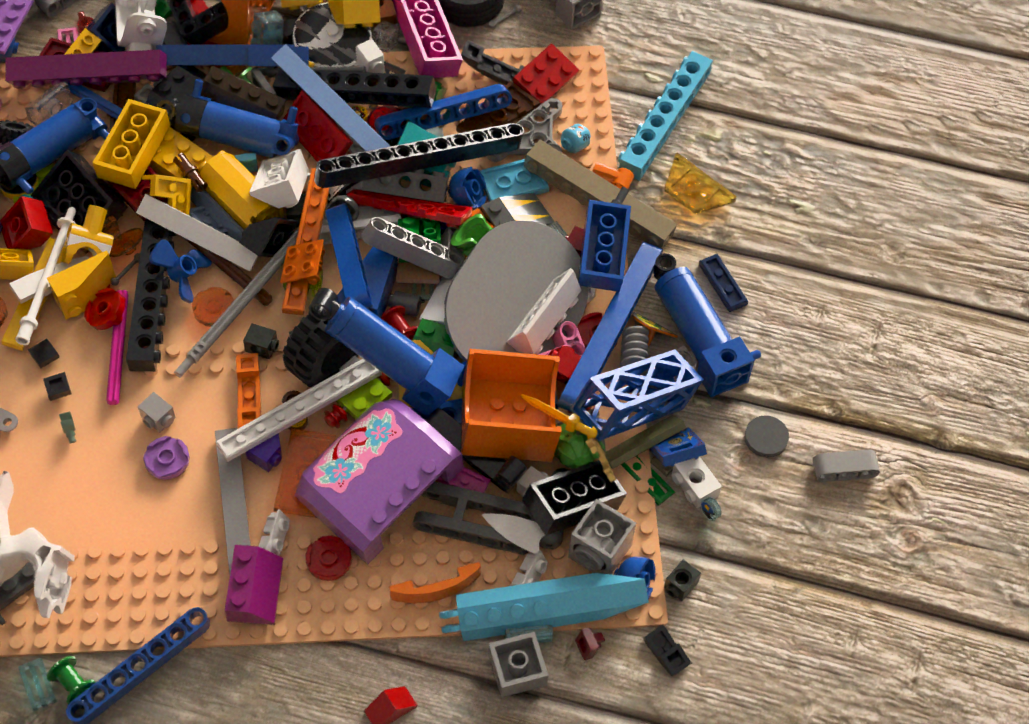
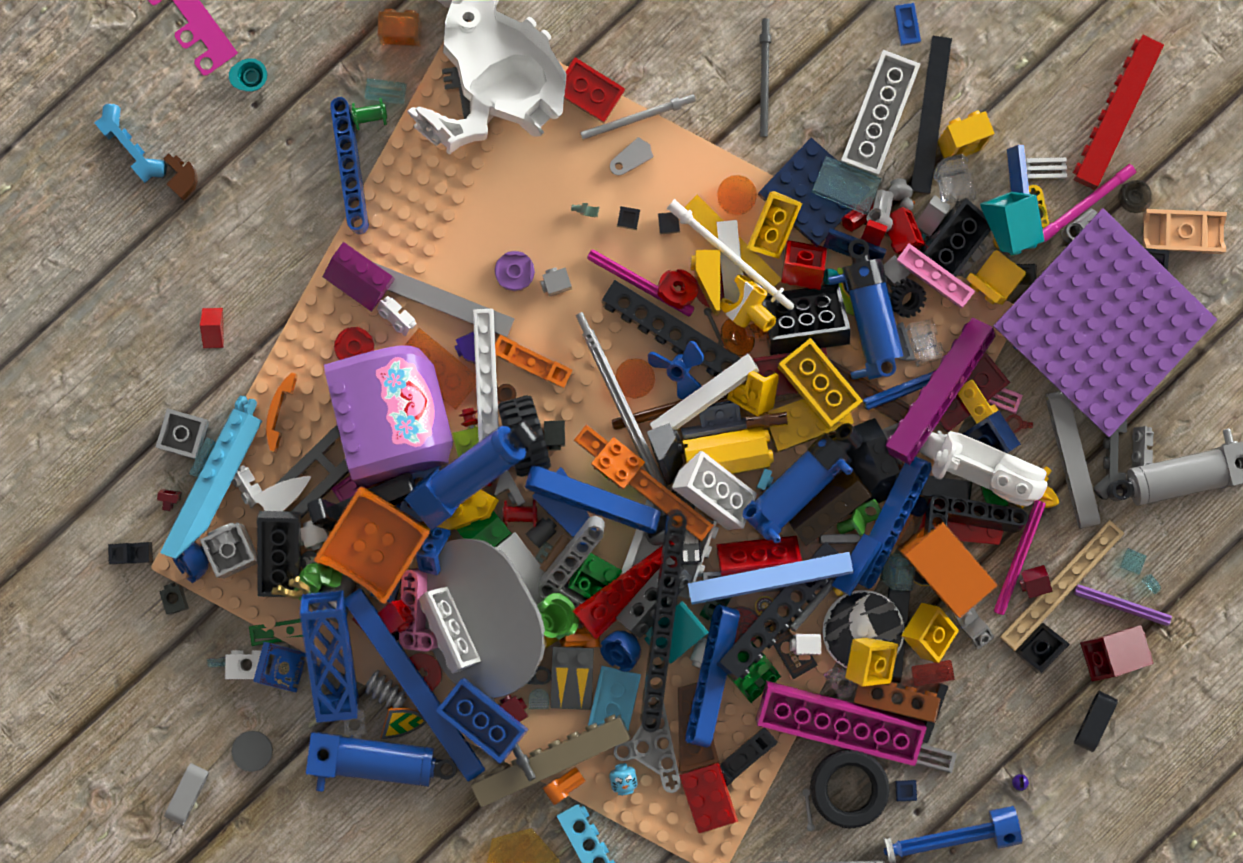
camera: 120 degrees right, 25 degrees up
(261, 341) = (574, 397): pearl dark grey brick -> none
(572, 422) = (328, 583): yellow sword -> none
(644, 440) = (299, 665): olive tile -> none
(723, 283) = (411, 815): dark blue tile -> none

